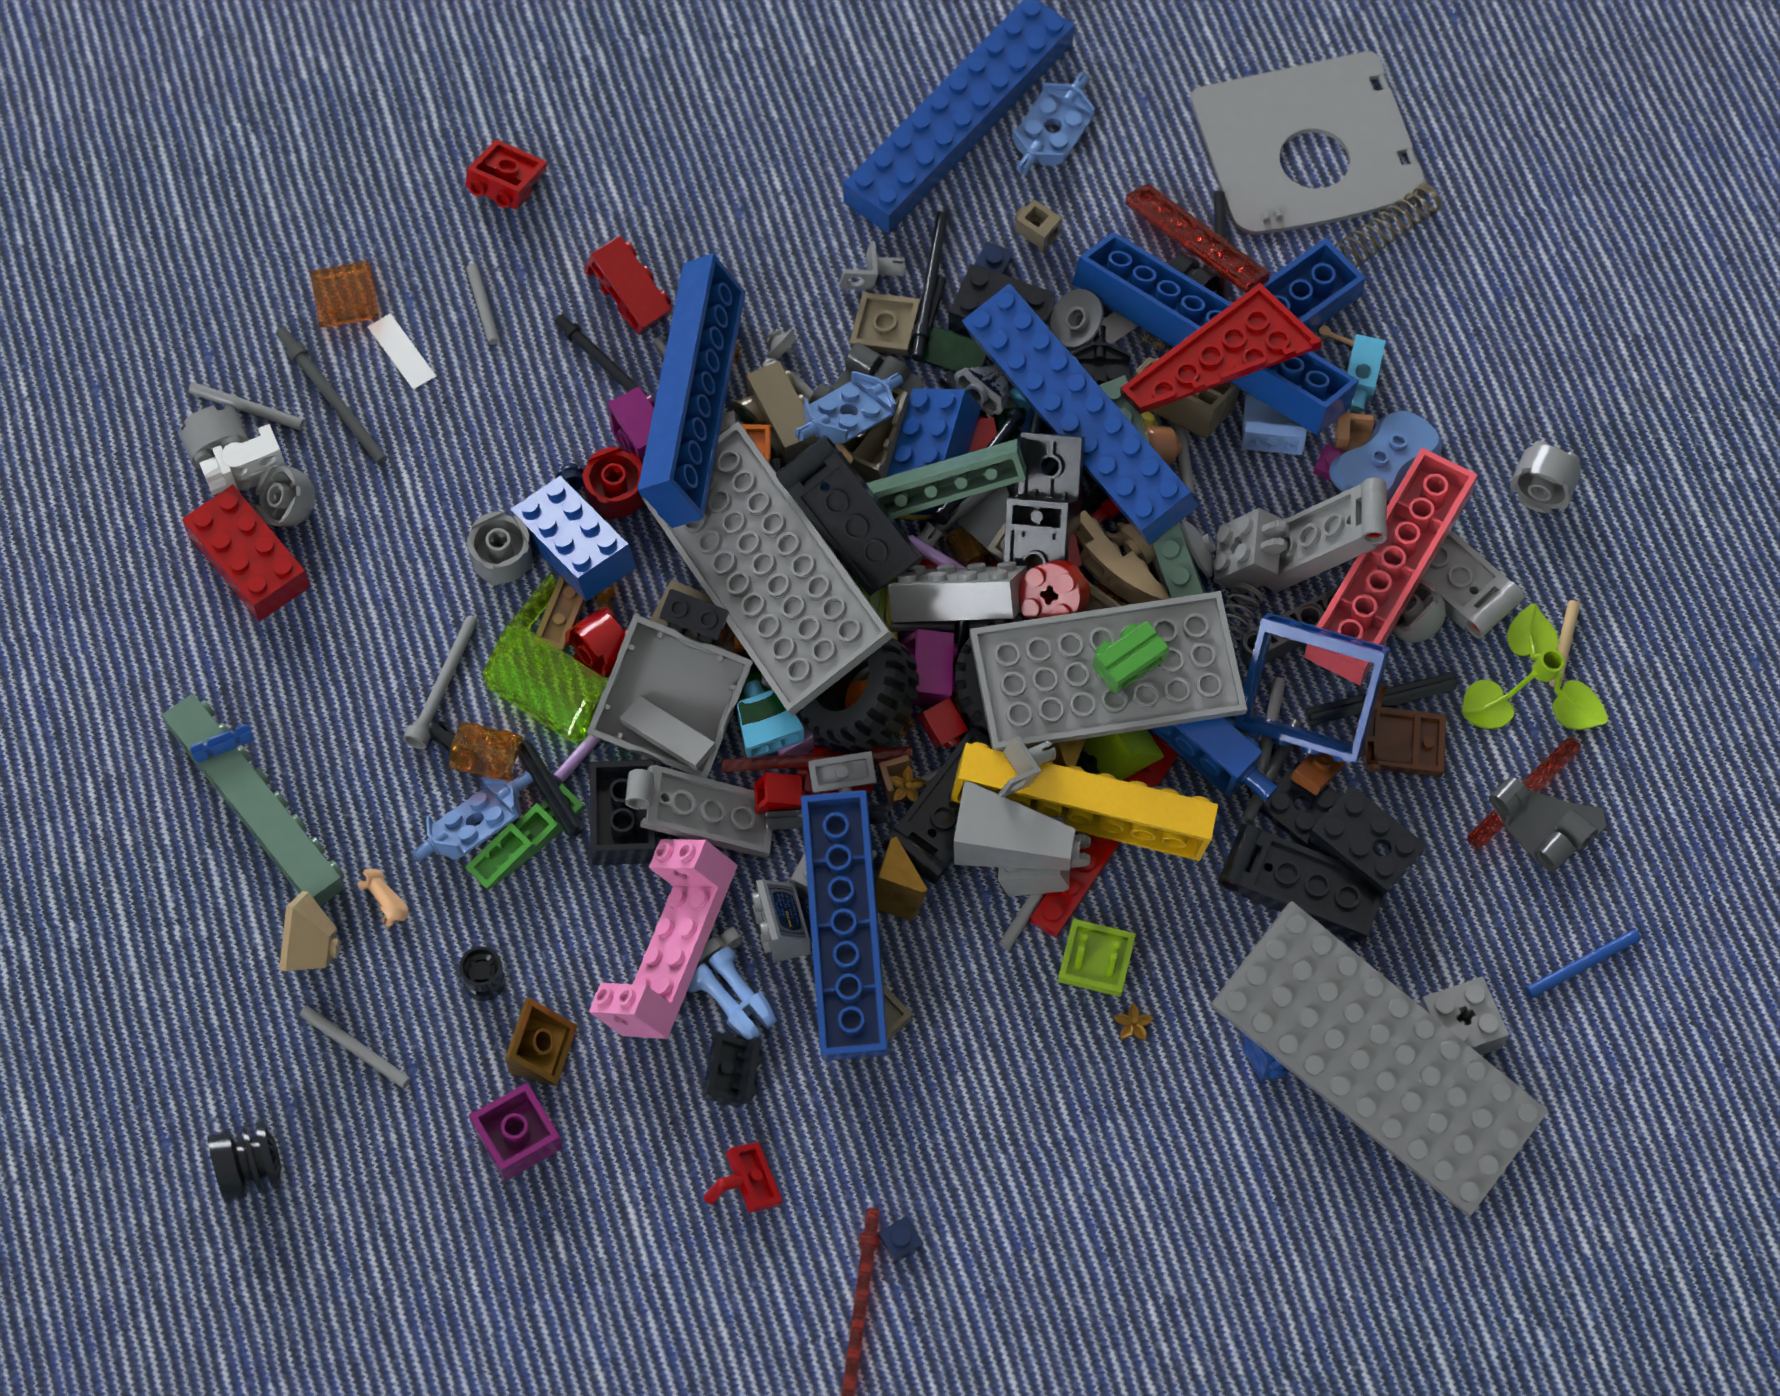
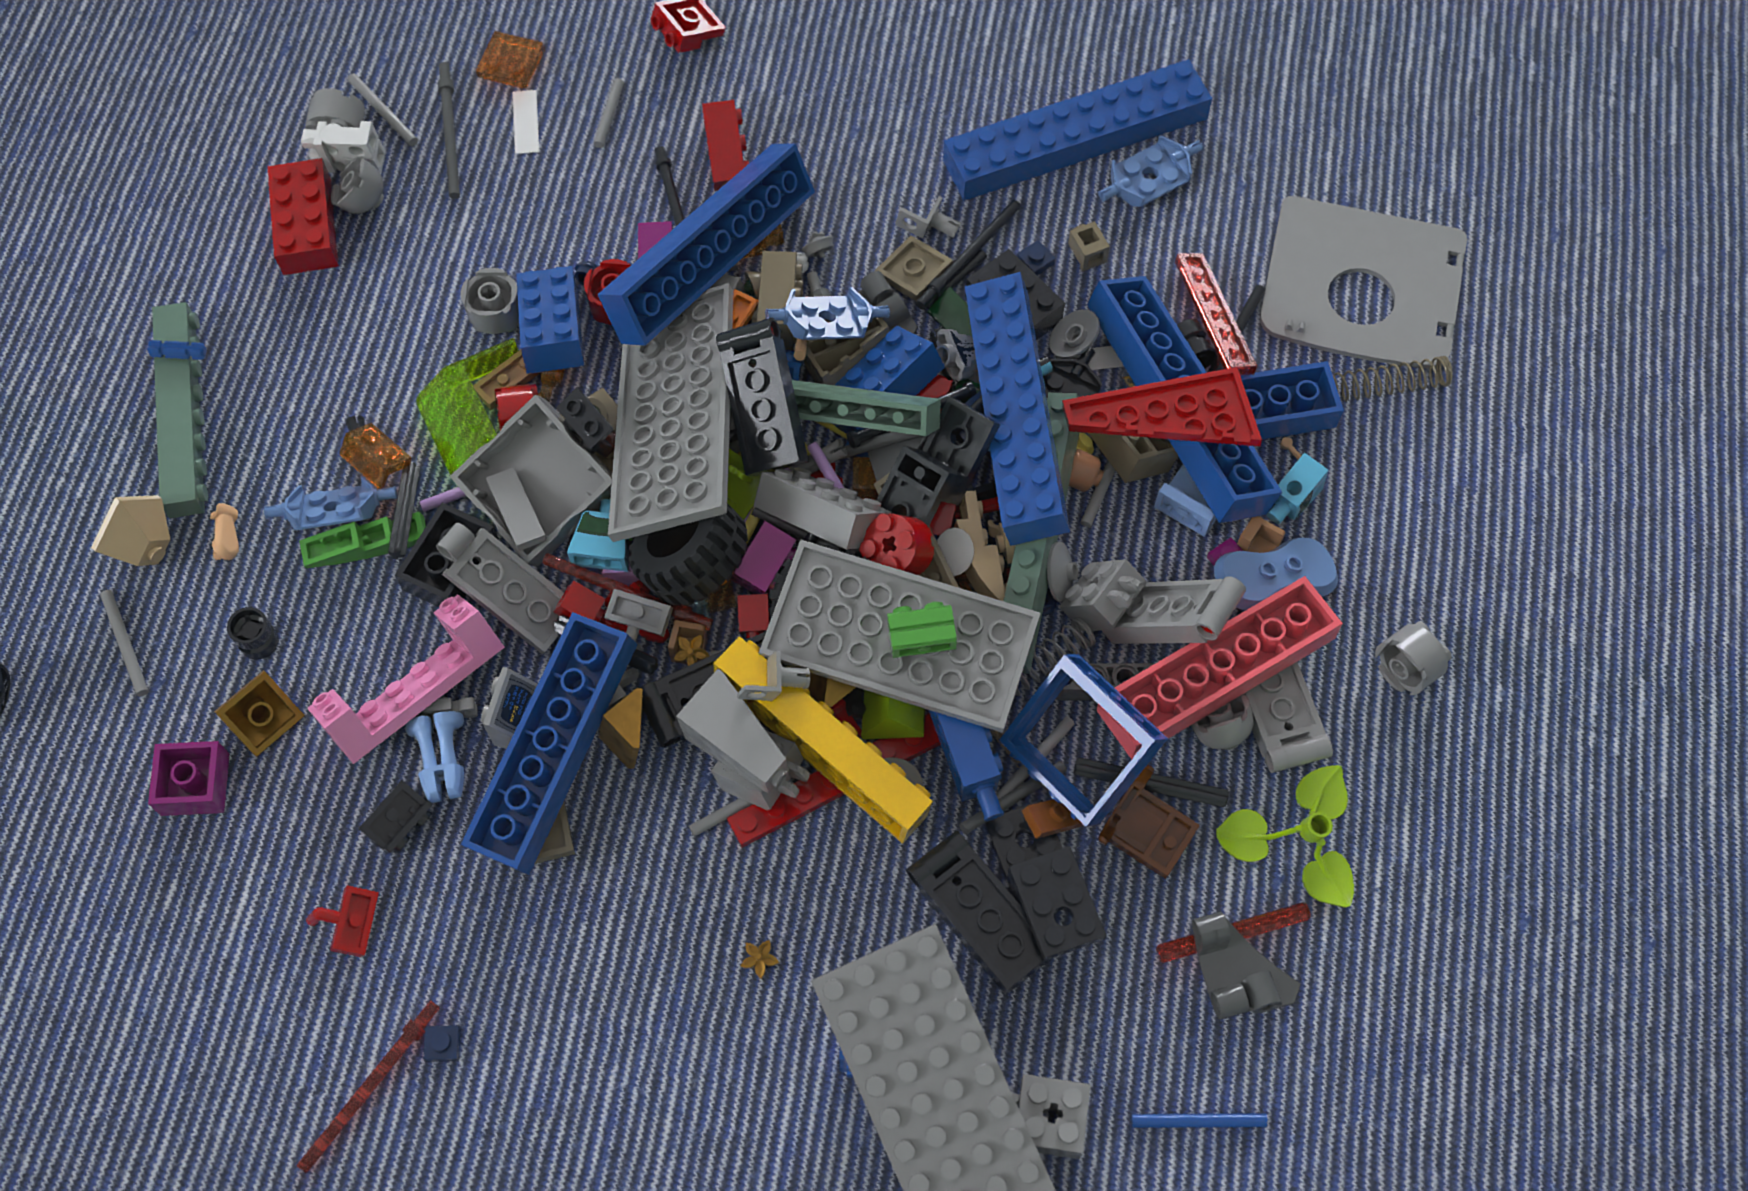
camera: 30 degrees right, 0 degrees up
(418, 733) = (337, 416): light grey piece -> none
(1096, 957) = (761, 883): lime plate -> none
(1100, 571) = (957, 549): none -> white sticker
(1567, 633) = (1352, 812): tan bar -> none

